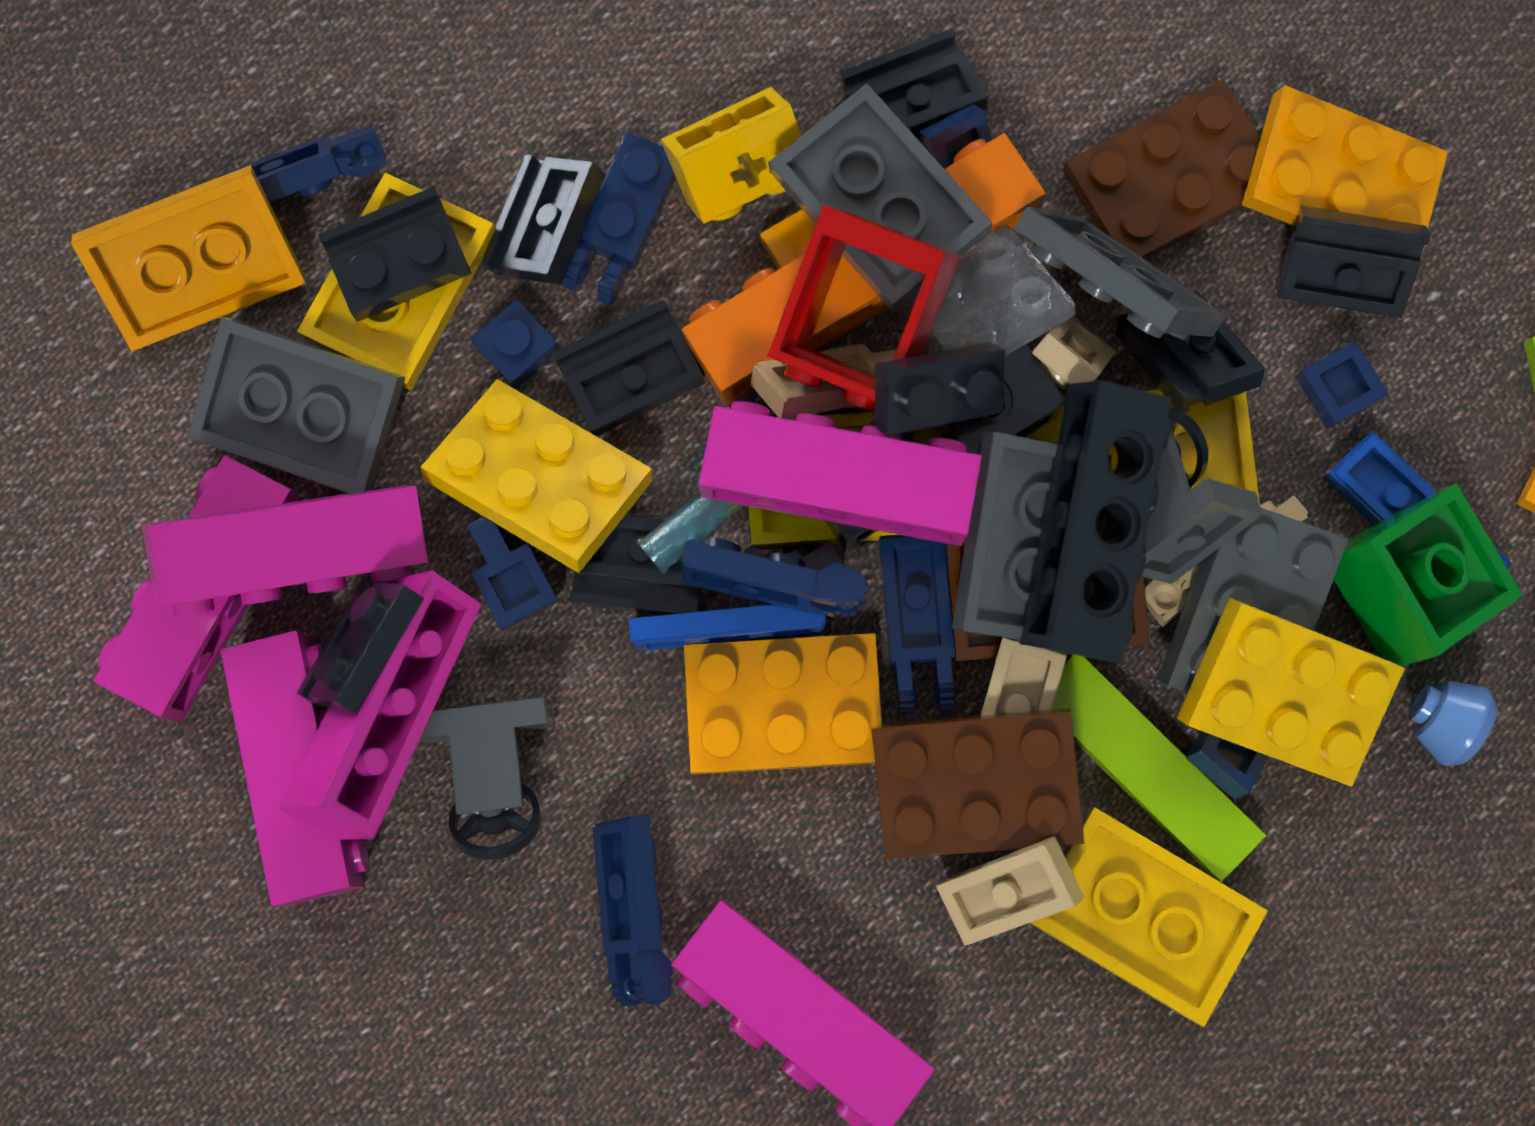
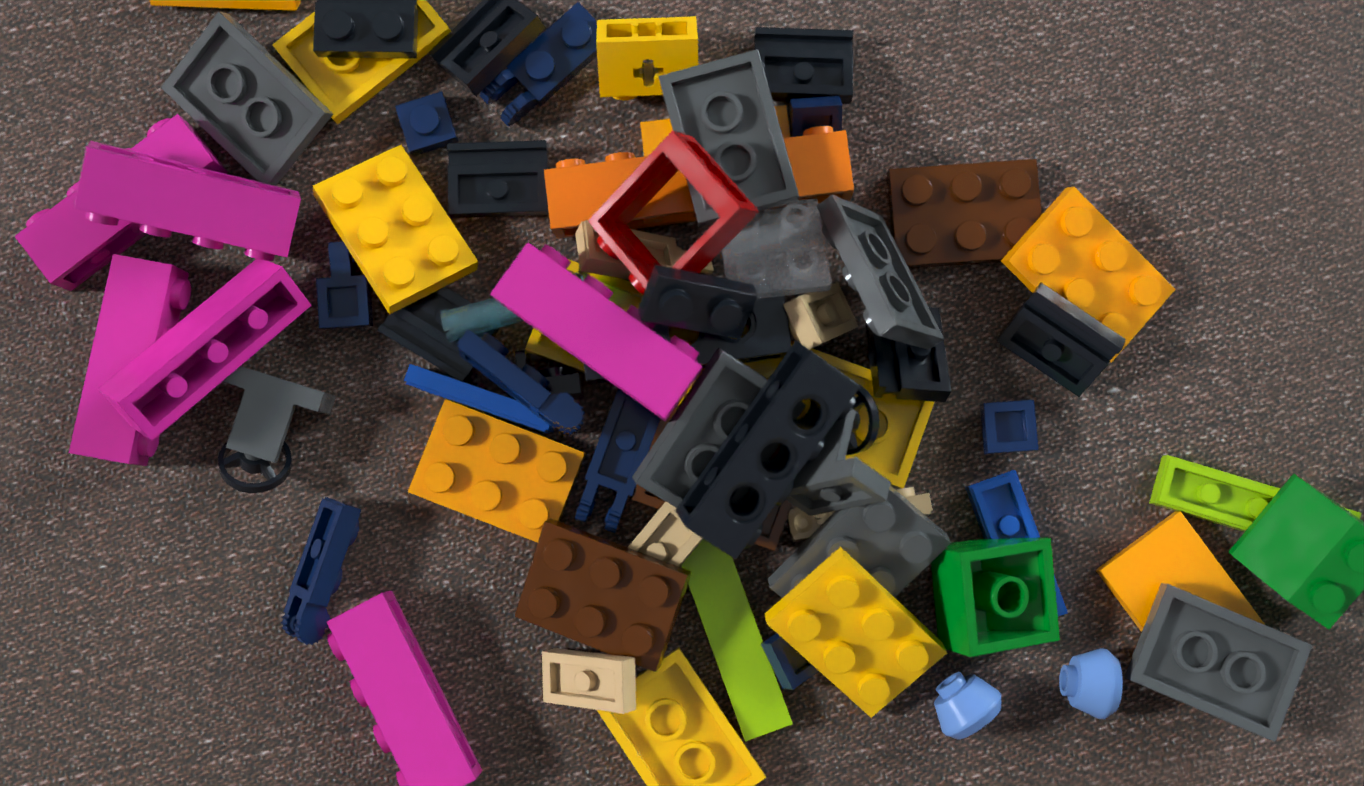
camera: 20 degrees right, 5 degrees up
(360, 646) = (207, 298): black plate -> none

